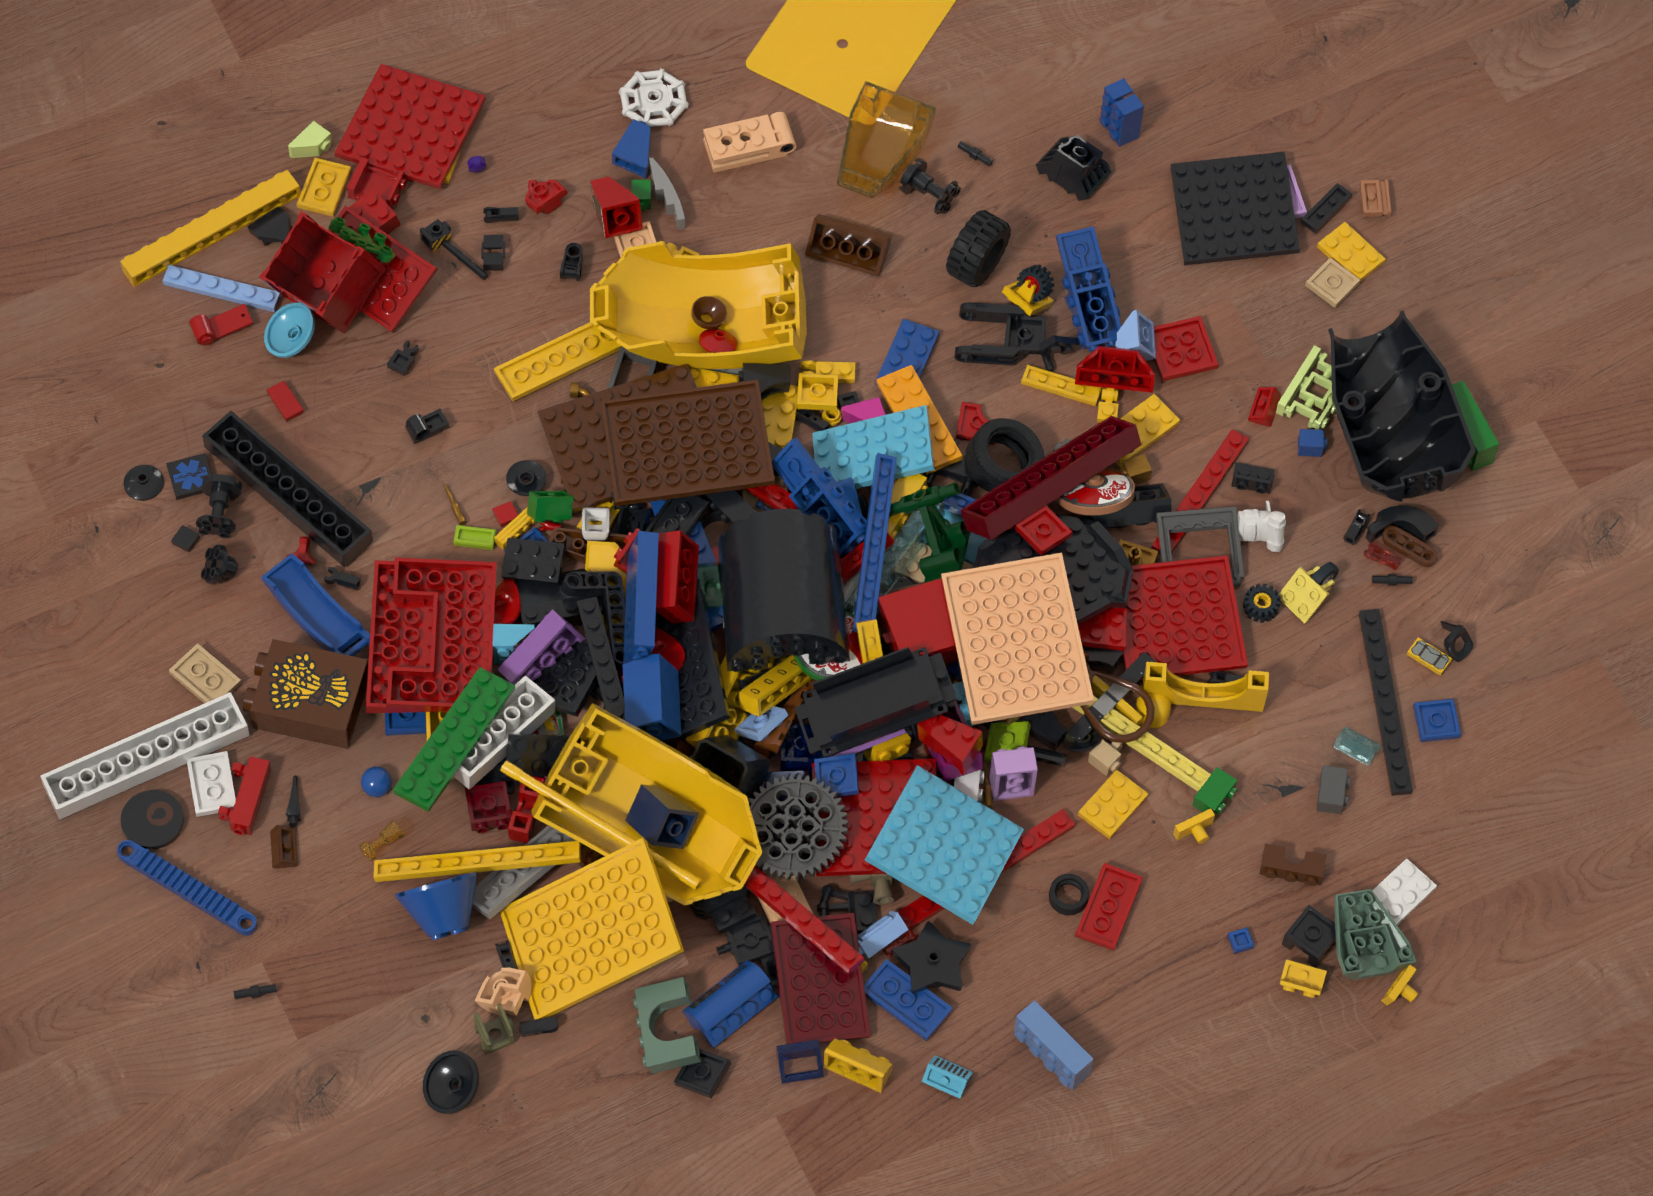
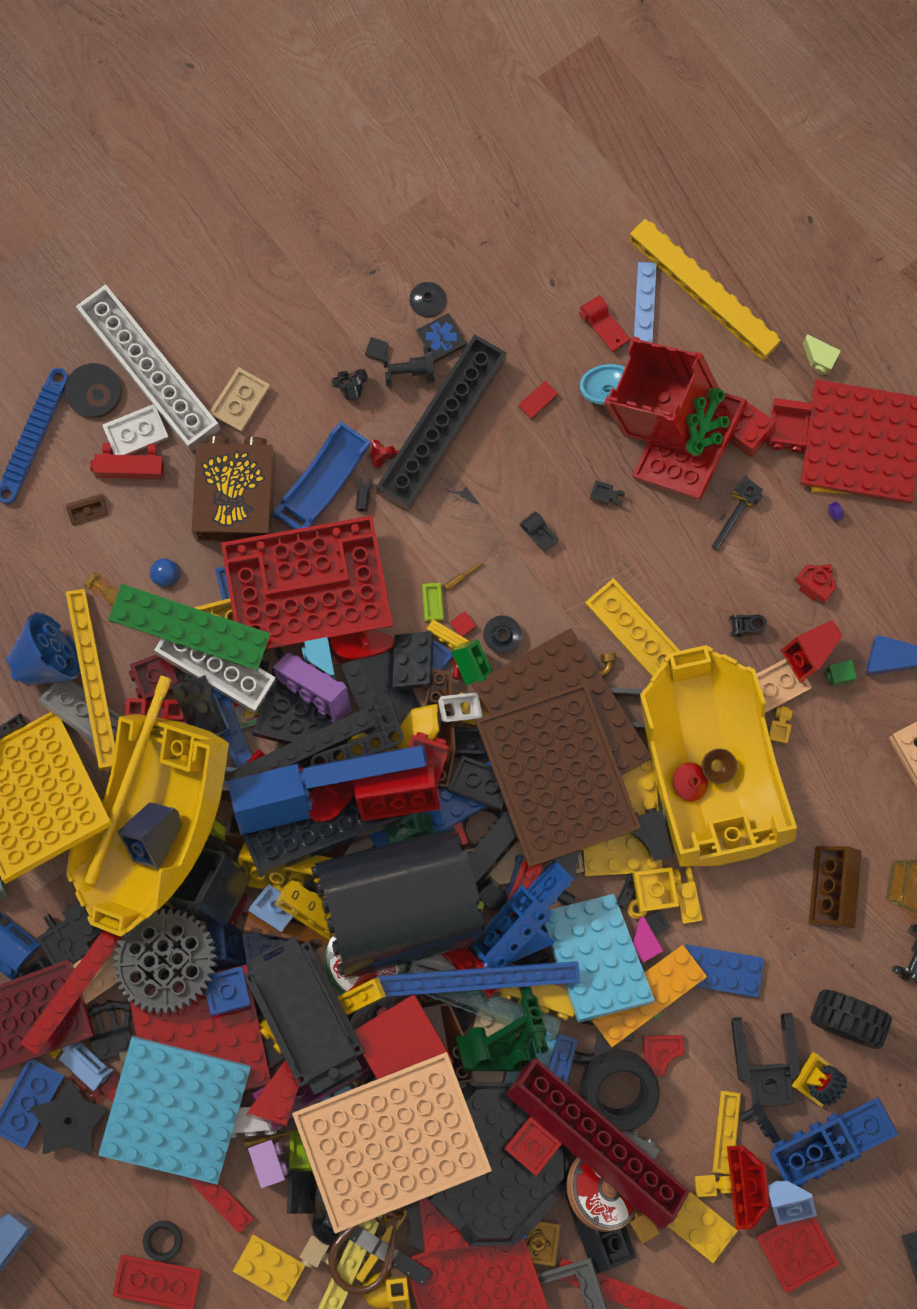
camera: 80 degrees right, 15 degrees up
(271, 227) = (720, 343): black slope -> none
(293, 810) = (125, 507): black piece -> none
(324, 187) = (776, 379): yellow tile -> none
(493, 261) = (733, 550): black piece -> none
(495, 214) = (787, 549): black bar -> none
(665, 190) = (851, 694): light grey slope -> none

